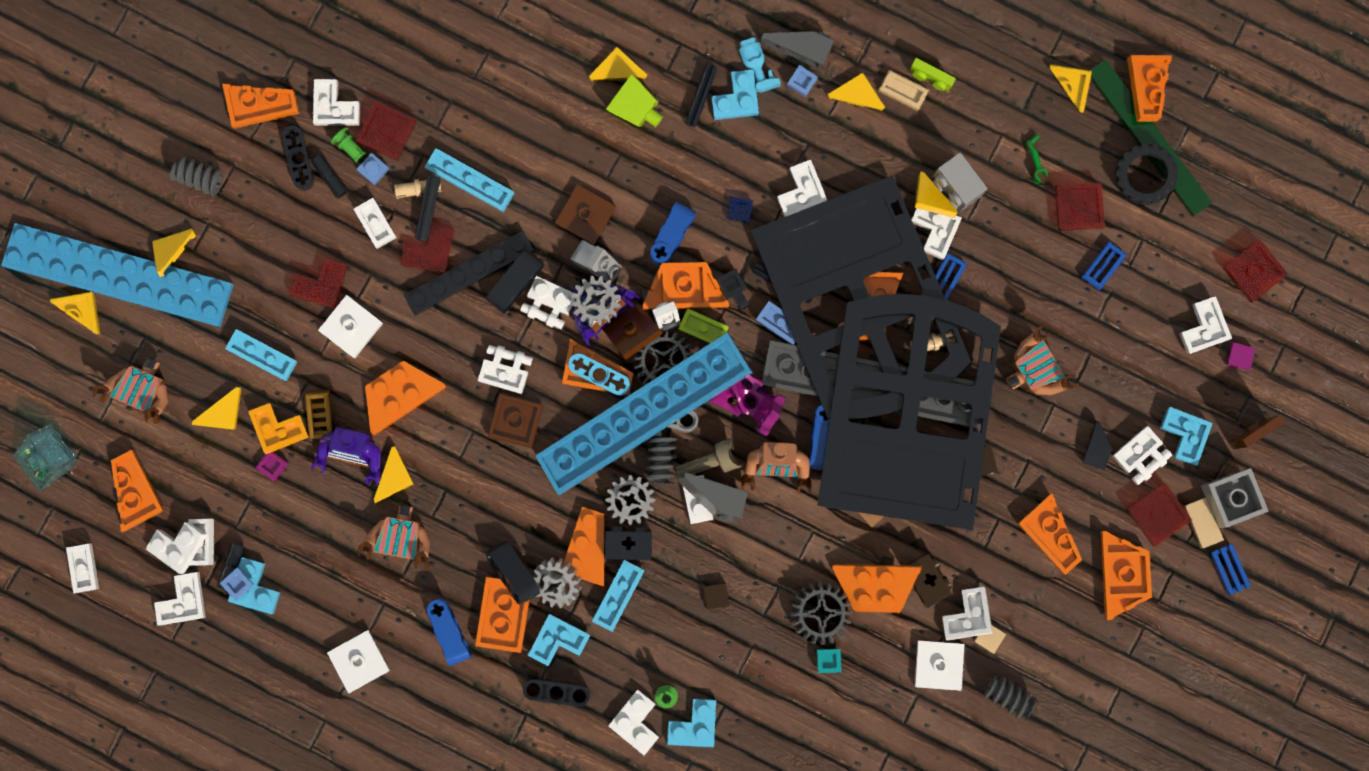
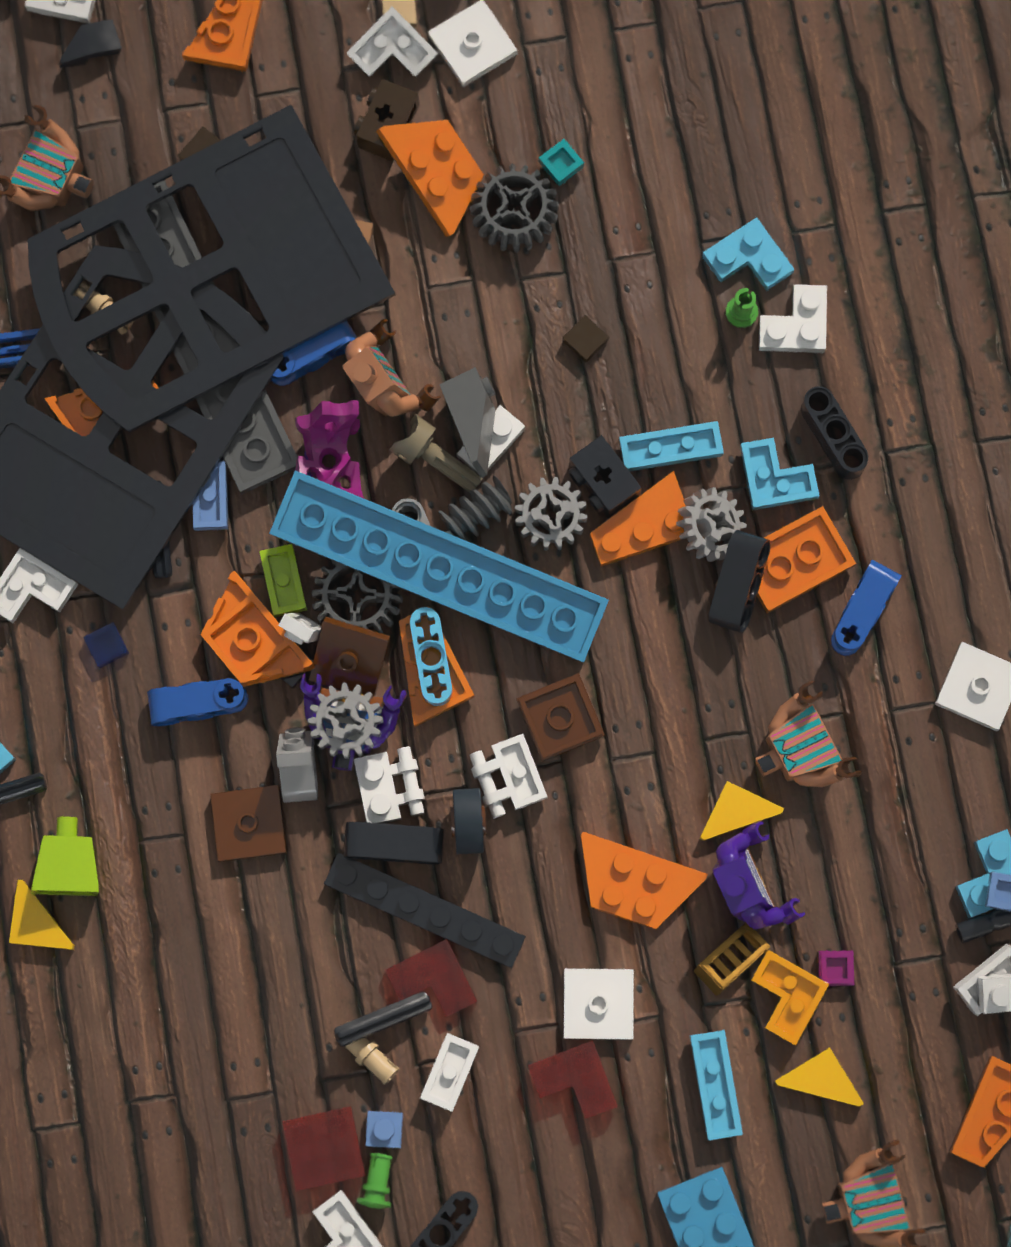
camera: 120 degrees left, 5 degrees down
(328, 175) = (433, 1180): black piece -> none
(469, 180) = (310, 996): medium azure plate -> none
(495, 328) = (468, 821): none -> black wheel
(733, 286) = (206, 583): black plate -> none

